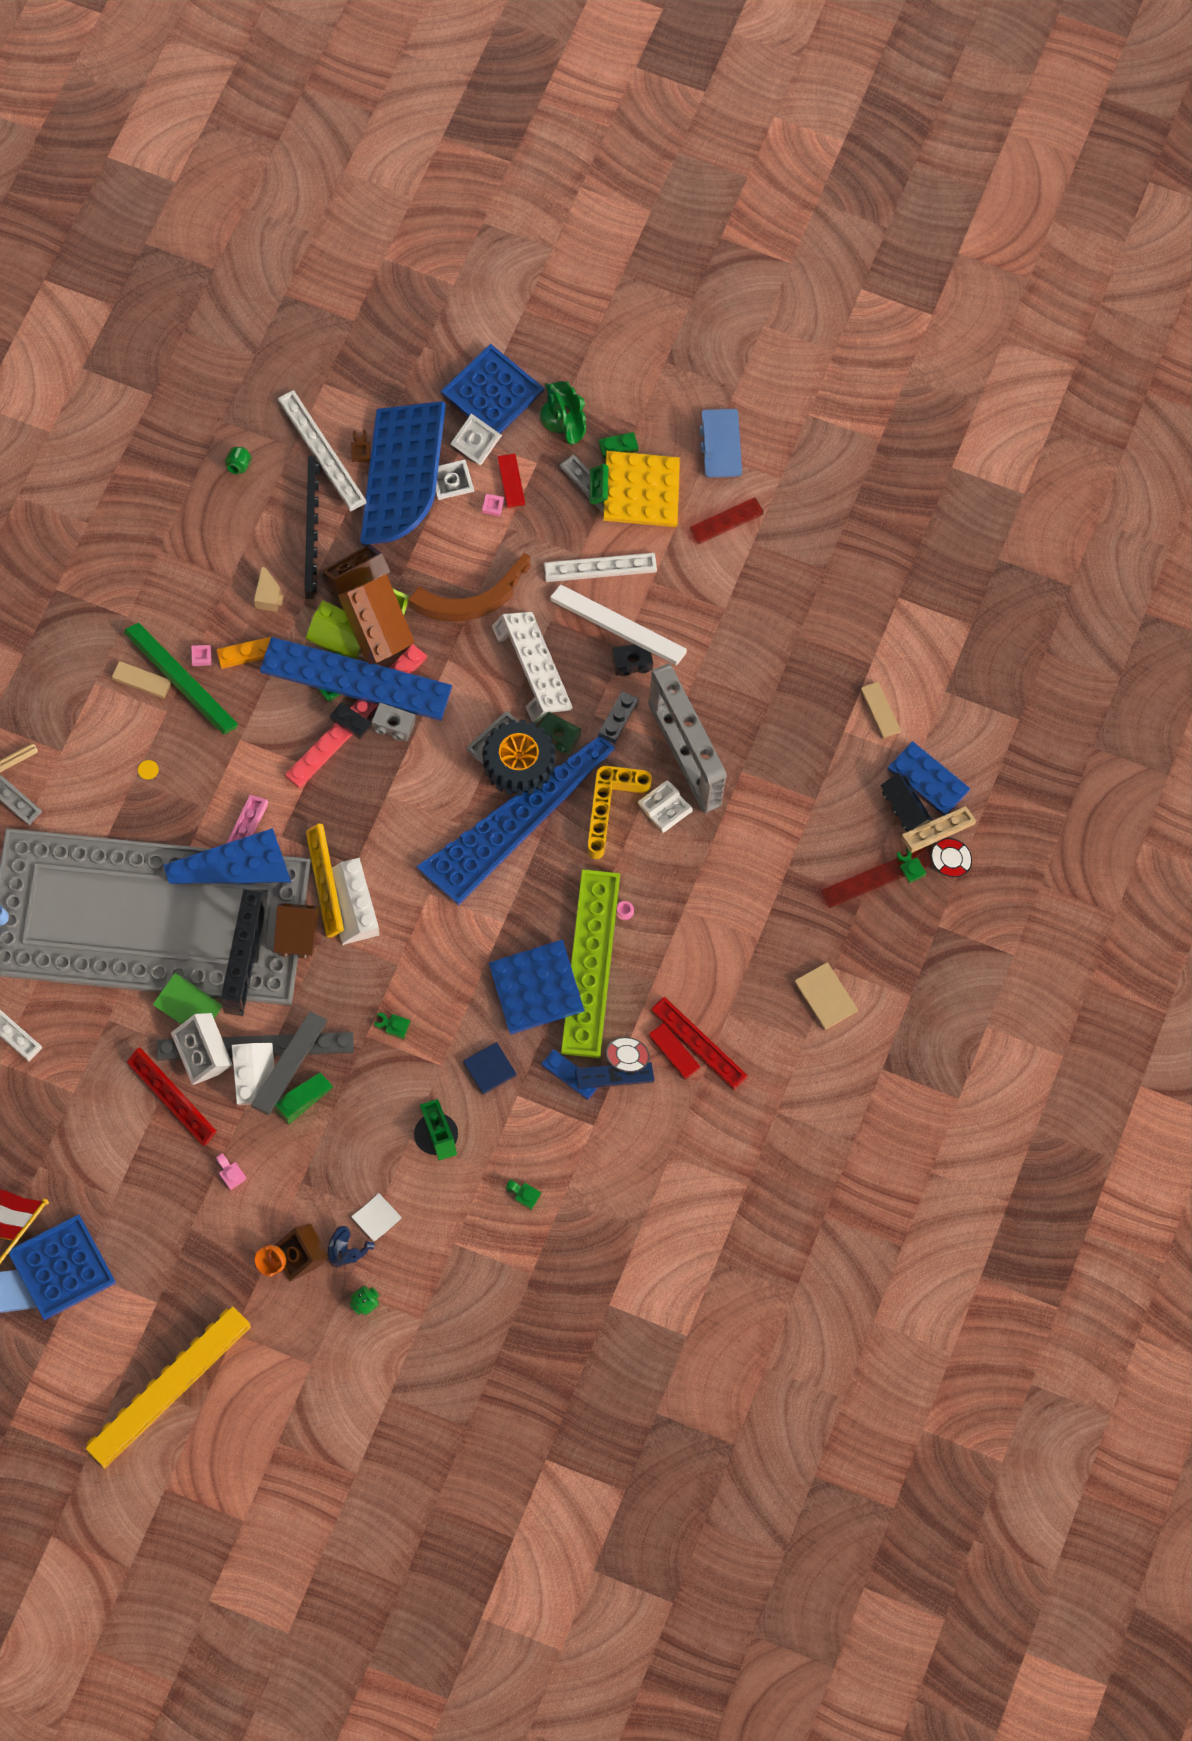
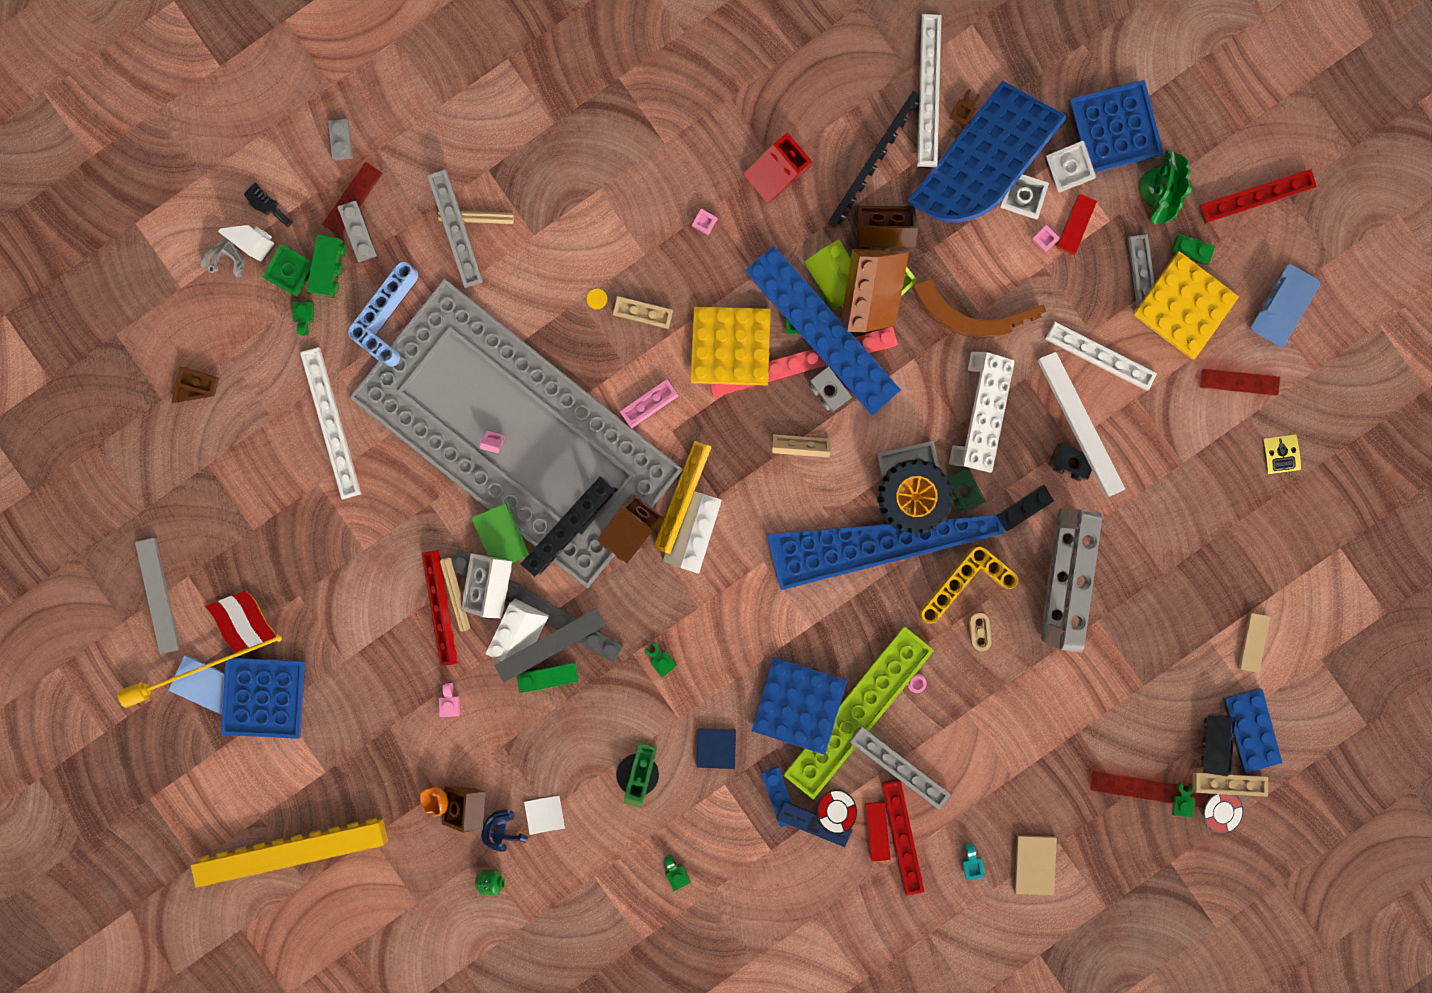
camera: 35 degrees right, 20 degrees up
(132, 930) = (492, 441): none -> bright pink plate
(141, 679) = (640, 212): tan tile -> none
(173, 1072) = (454, 593): none -> tan axle
(181, 678) = (674, 232): green tile -> none
(195, 755) = (643, 312): none -> tan plate
(236, 577) = (778, 168): none -> red slope
(238, 460) = (849, 54): green head -> none
(238, 862) = (621, 437): blue wing -> none
(243, 652) = (743, 241): light orange plate -> none
(268, 593) = (797, 199): tan slope -> none
(287, 736) = (730, 346): none -> yellow plate
(350, 720) = (793, 366): black plate -> none
(399, 780) = (801, 445): none -> tan plate
(598, 484) = (1151, 279): green plate -> none
(641, 376) = (1257, 196): none -> red plate
(649, 837) = (980, 631): none -> tan plate
(655, 983) = (900, 767): none -> light grey plate
(665, 806) = (1012, 612): white slope -> none
(773, 1028) = (972, 866): none -> teal plate
(800, 554) = (1282, 454): none -> light yellow sticker

